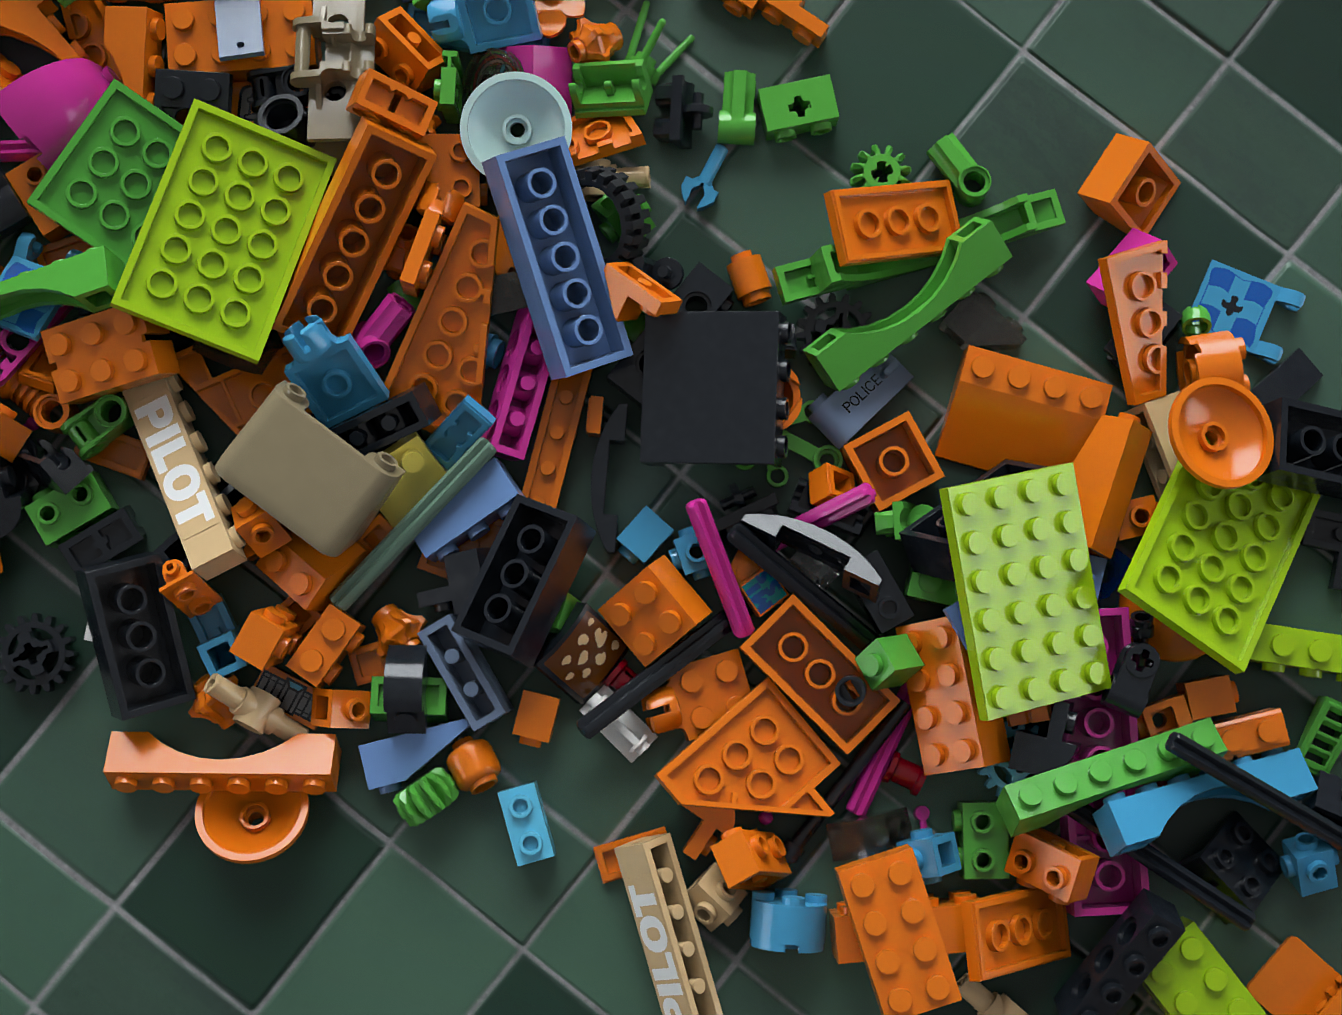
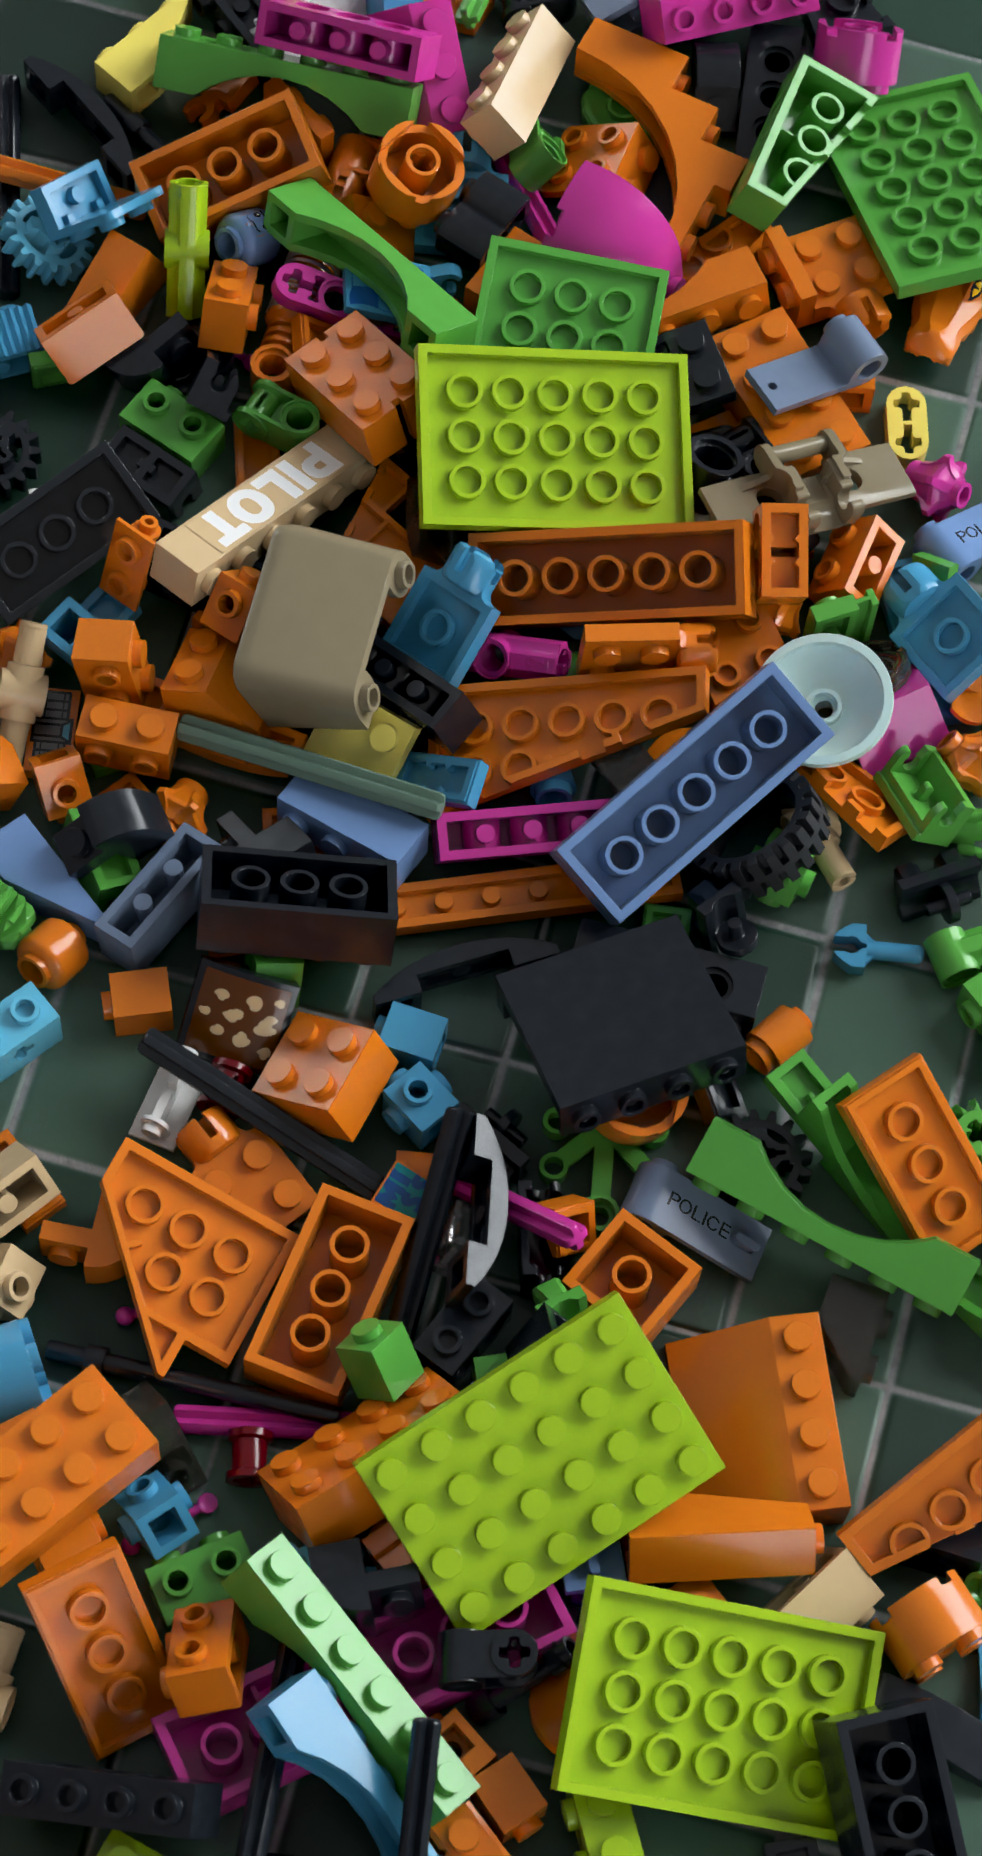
camera: 65 degrees right, 20 degrees down
(595, 416) = (534, 925): orange tile -> none
(637, 292) = (692, 892): orange slope -> none
(720, 567) = (410, 1120): dark pink axle -> none
(750, 859) = (65, 1297): orange brick -> none
(845, 695) = (318, 1318): black hinge -> none
(1233, 423) = (876, 1627): orange dish -> none

